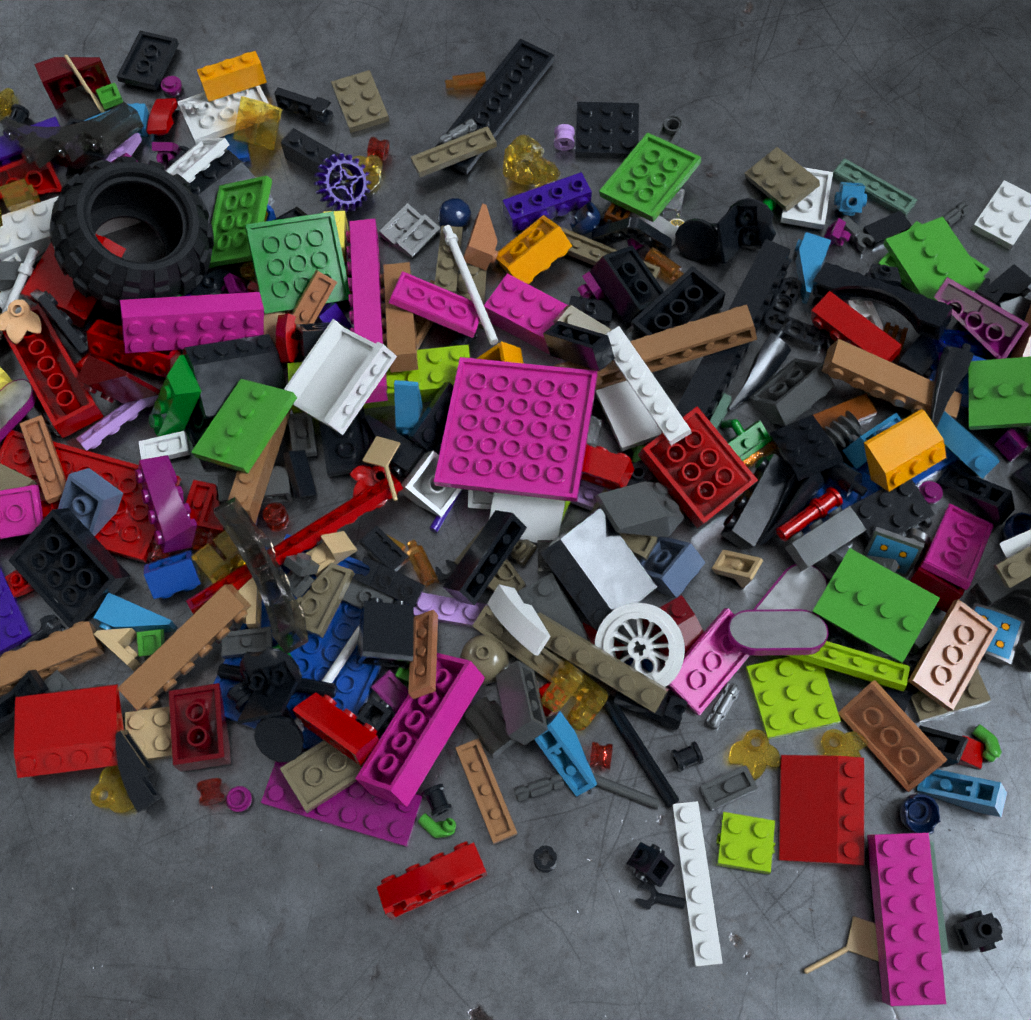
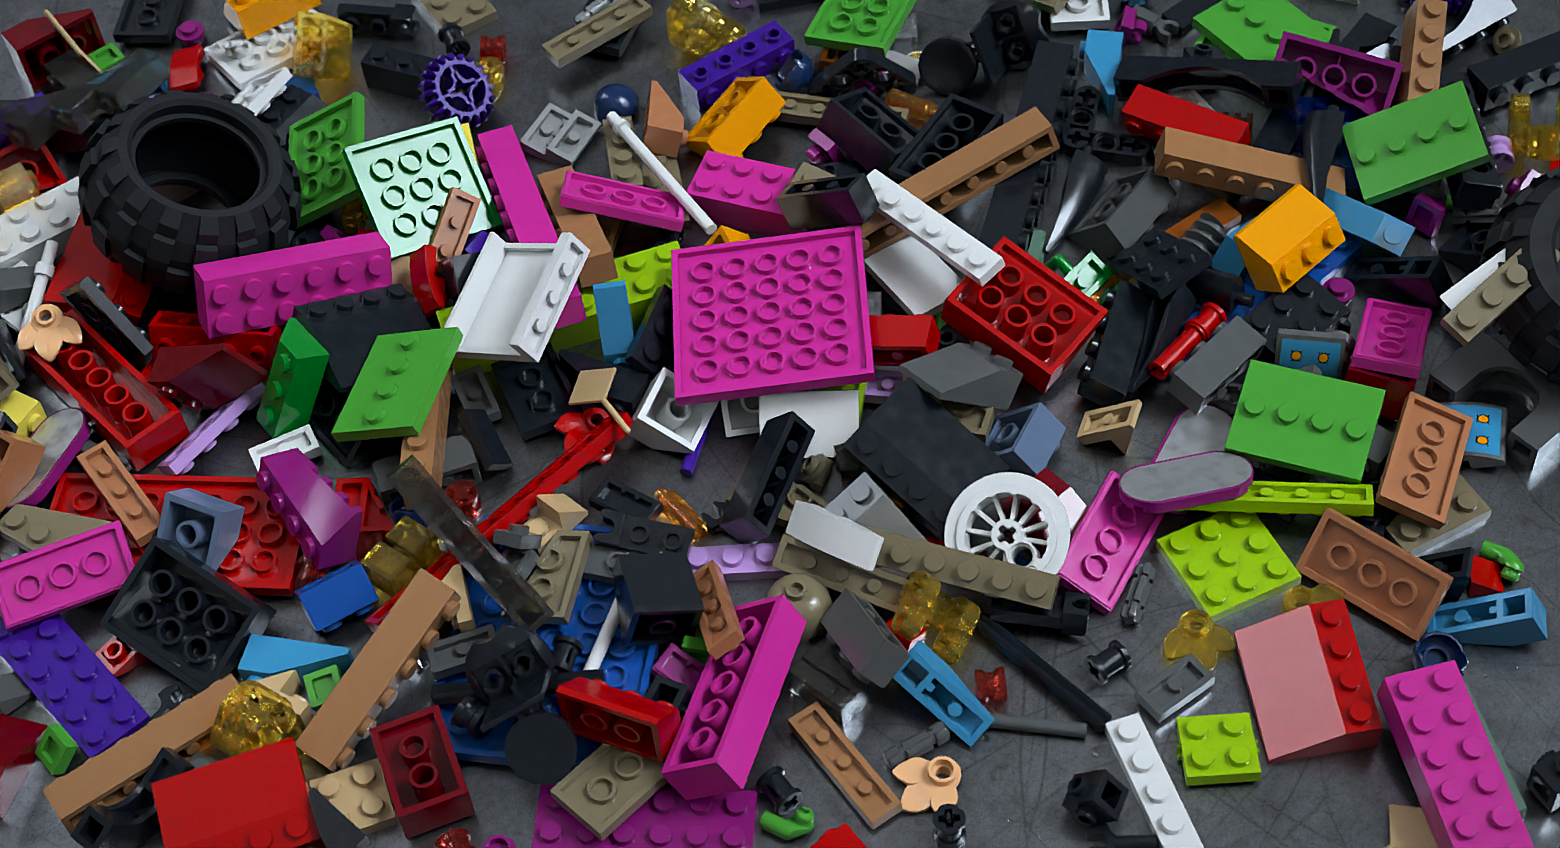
camera: 10 degrees left, 15 degrees down
(89, 669) = (237, 720): none -> clear yellow piece
(313, 664) = (565, 652): none -> black bush
(352, 135) = (453, 41): none -> black bush
(536, 821) = (924, 787): none -> light nougat plate

